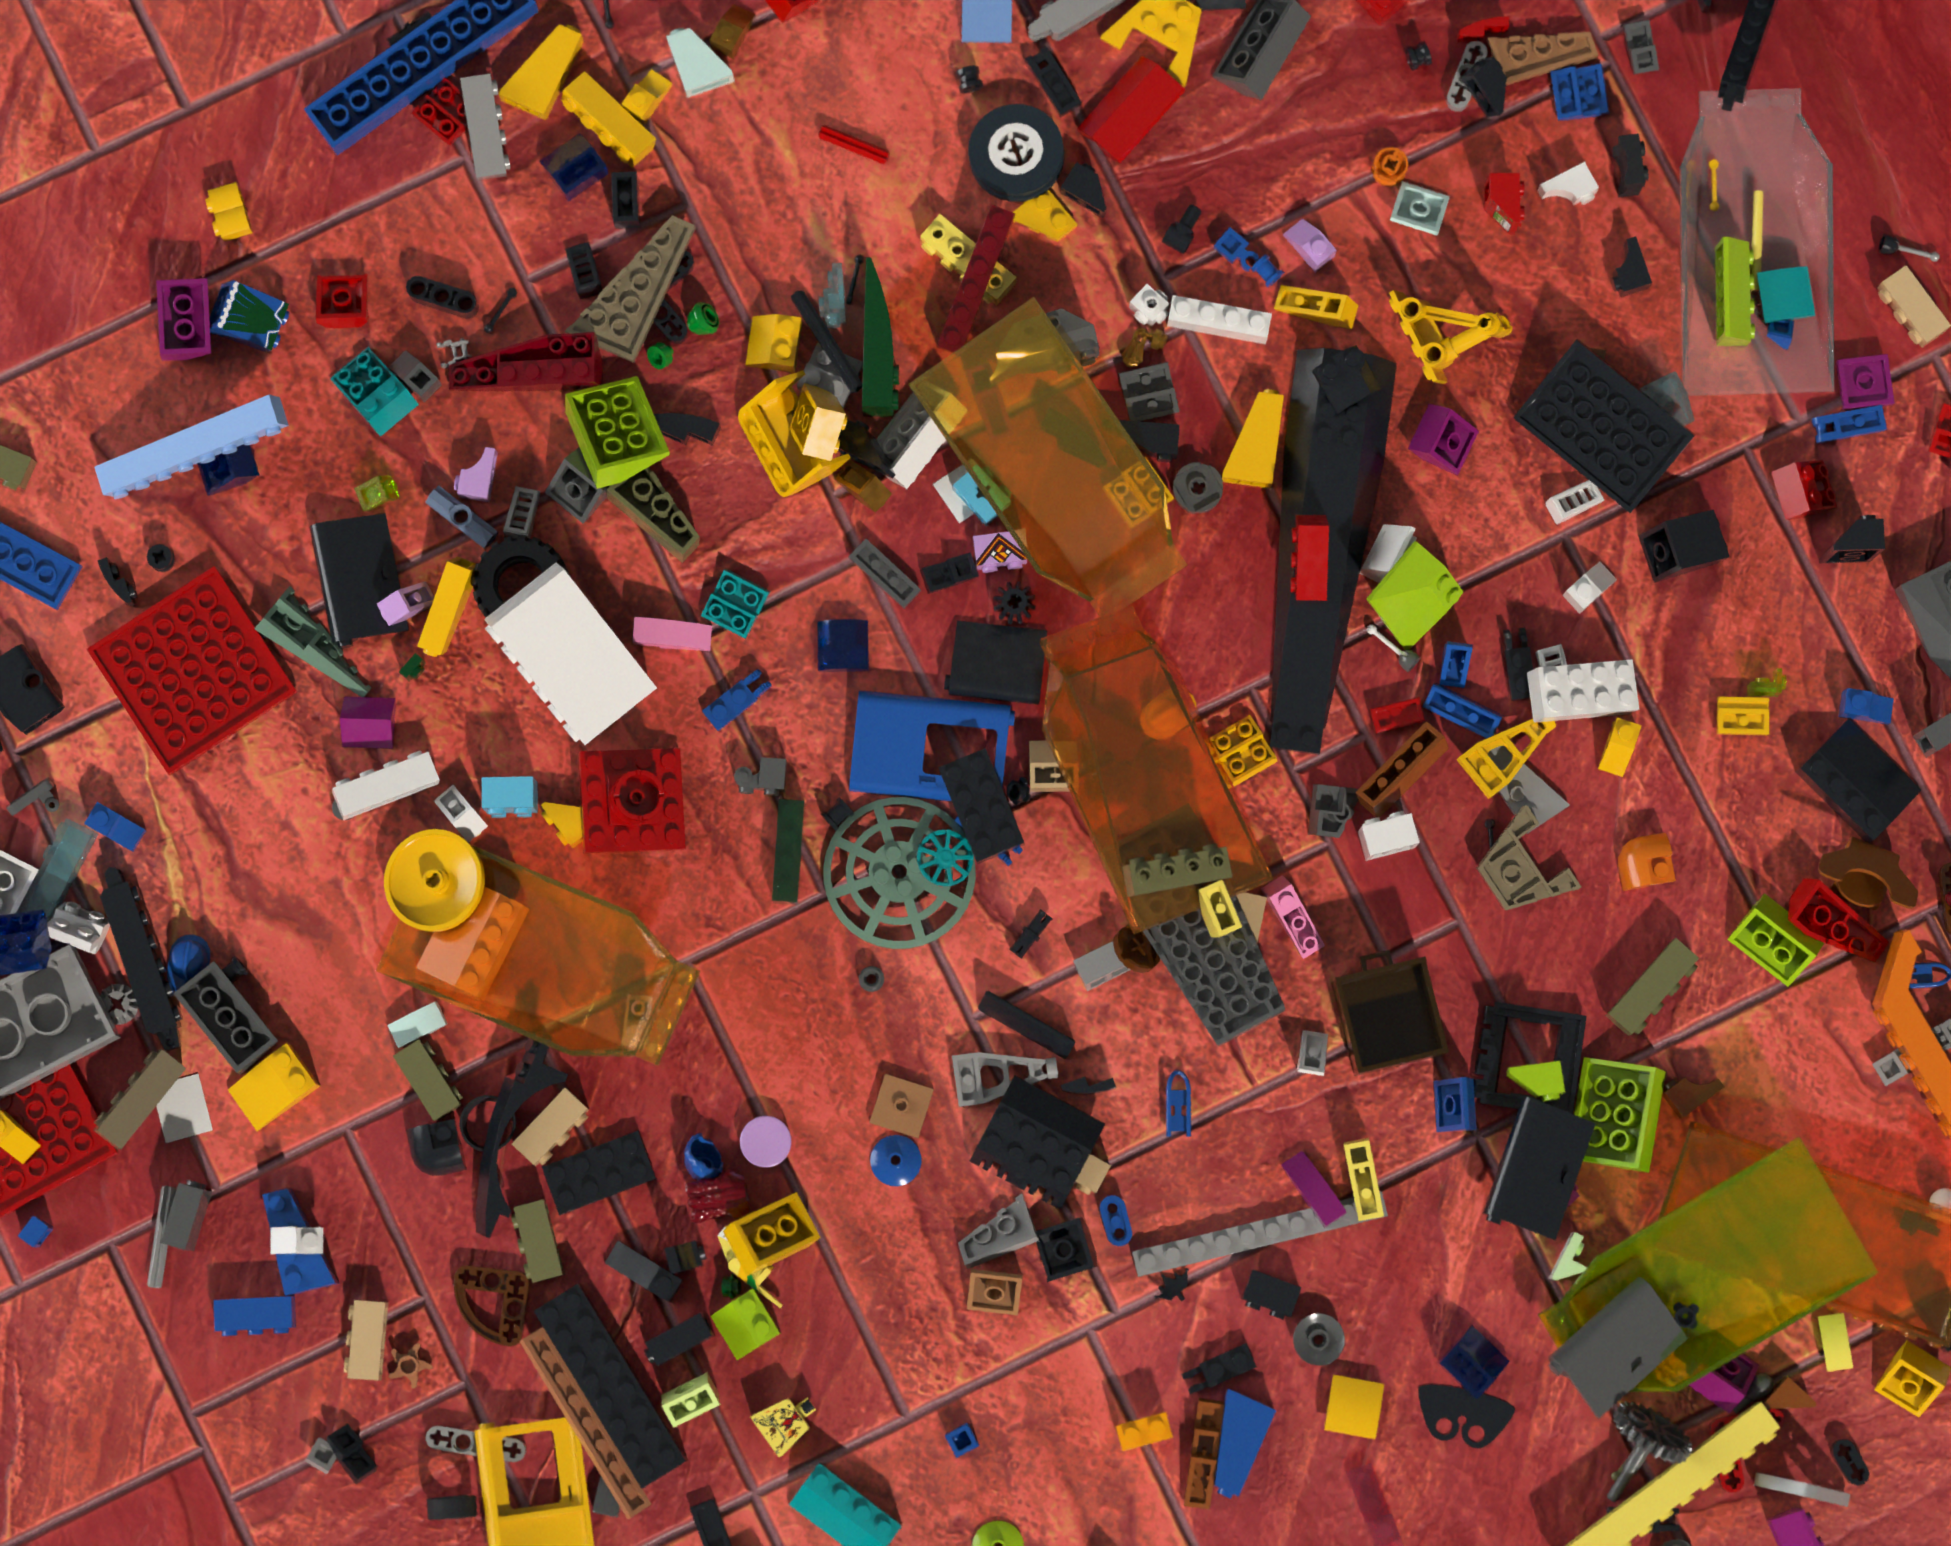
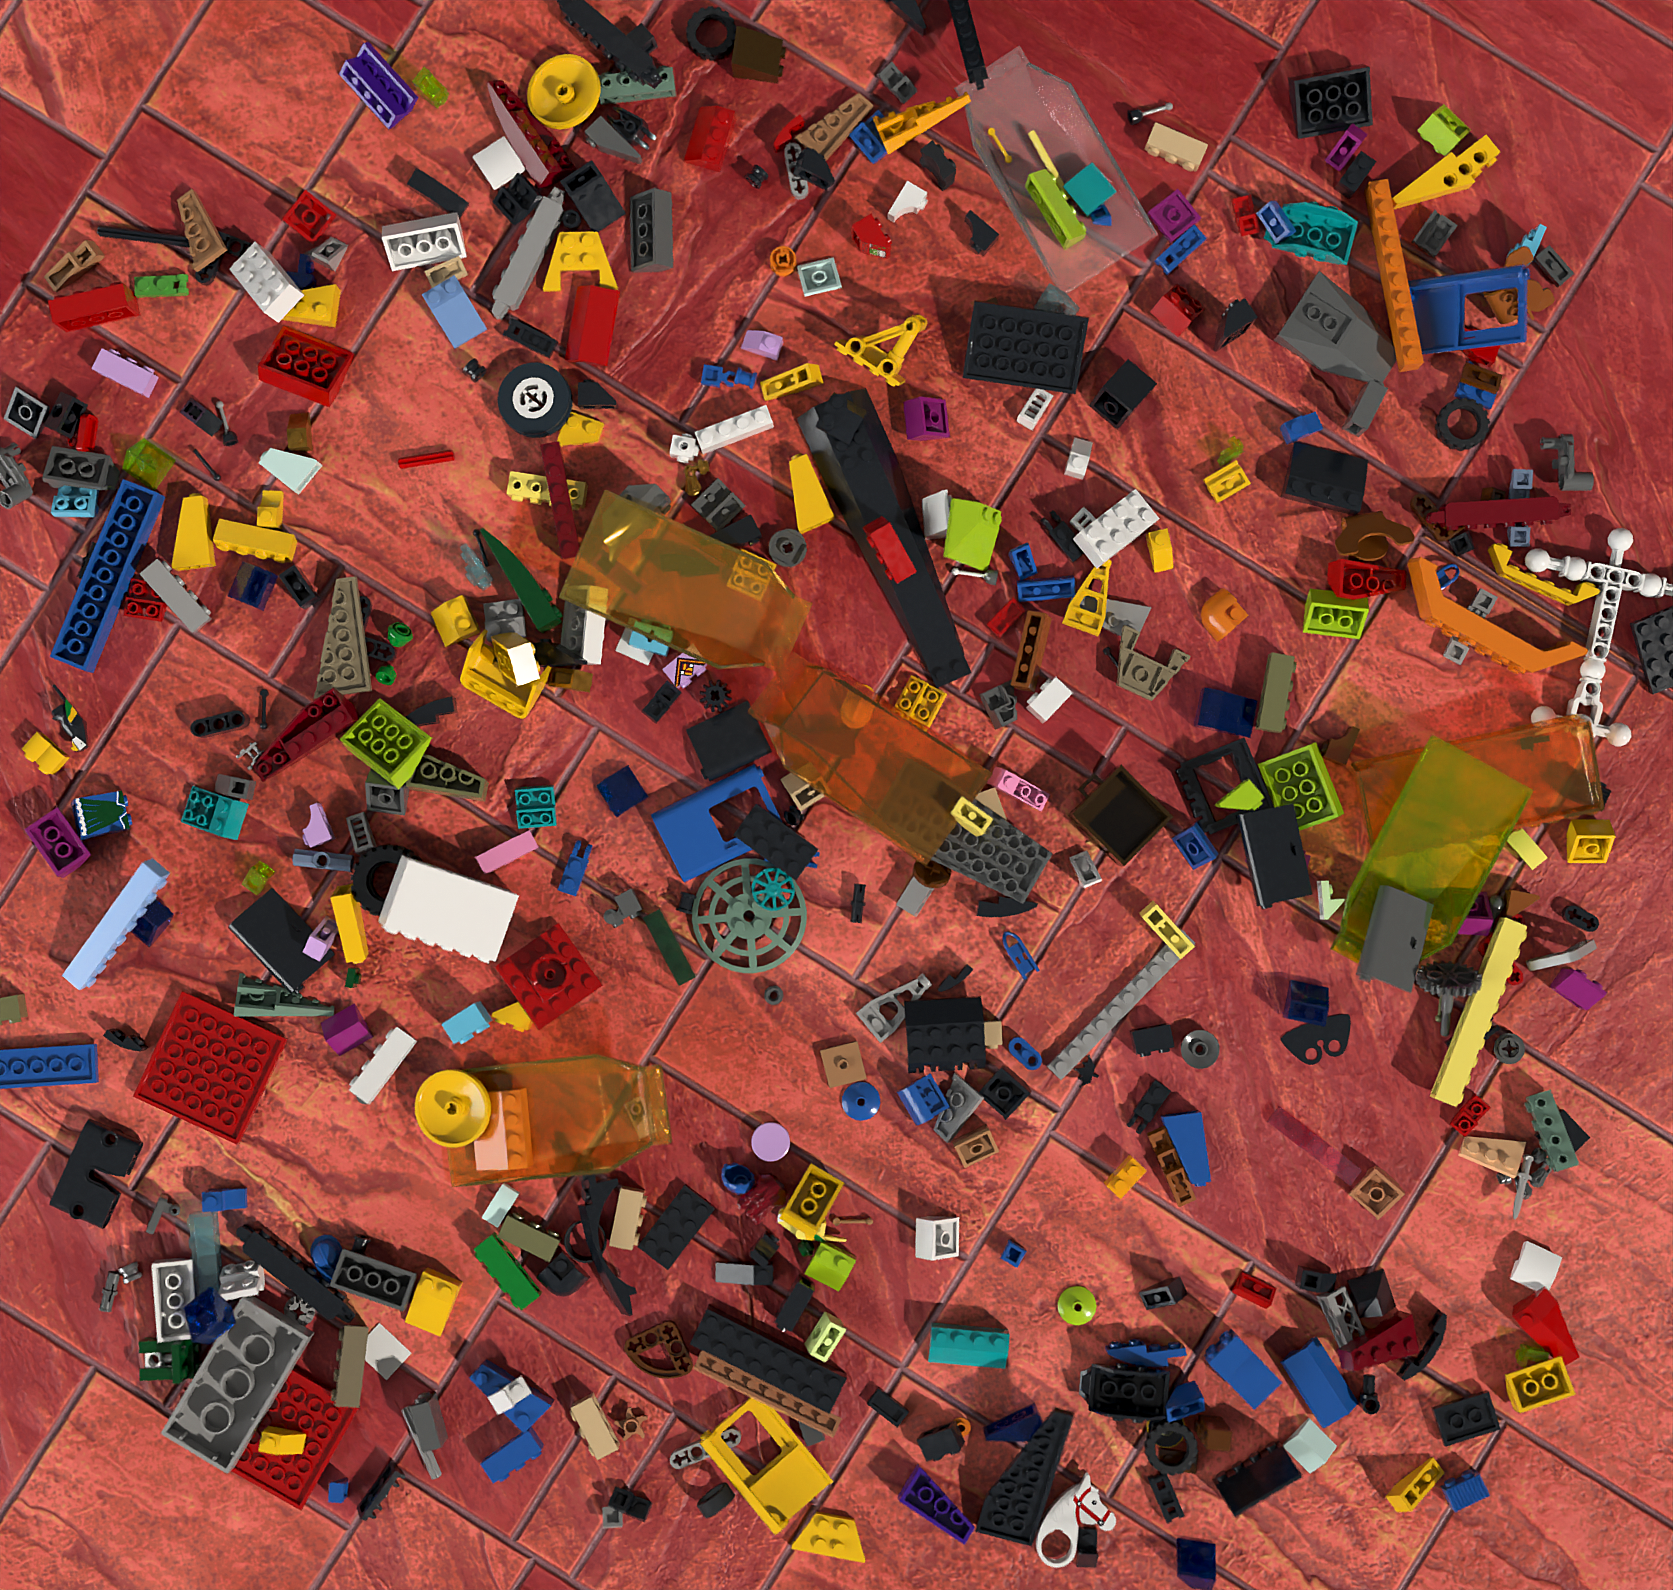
camera: 30 degrees left, 5 degrees up
(80, 1262) = (379, 1491): none -> black plate
(165, 561) = (148, 1006): black wheel -> none
(279, 196) = (72, 723): none -> black animal
(342, 301) = (156, 767): red slope -> none
(379, 1103) = (507, 1271): none -> green brick
(460, 813) = (443, 1052): white slope -> none
(537, 1241) = (664, 1296): olive brick -> none
(589, 285) = (311, 657): black slope -> none
(783, 1423) = (893, 1314): light yellow torso -> none
(784, 1280) = (836, 1221): none -> medium nougat hinge
(827, 341) = (488, 599): black axle -> none
(884, 573) = (620, 728): dark grey plate -> none
(887, 1367) = (937, 1237): none -> white slope
(967, 1200) = (923, 1099): none -> blue brick
(1026, 1025) = (891, 963): black slope -> none
(1176, 871) = (929, 809): olive brick -> none
(1180, 233) = (674, 388): black axle -> none
(1193, 1041) = (1003, 908): none -> black slope
(1314, 1189) = (1138, 955): magenta slope -> none
(1354, 1407) = (1248, 1078): yellow slope -> none
(1583, 976) = (1225, 712): none -> clear blue slope
(1614, 99) = (902, 127): none -> light orange wedge
(1691, 1310) = (1429, 892): black plate -> none

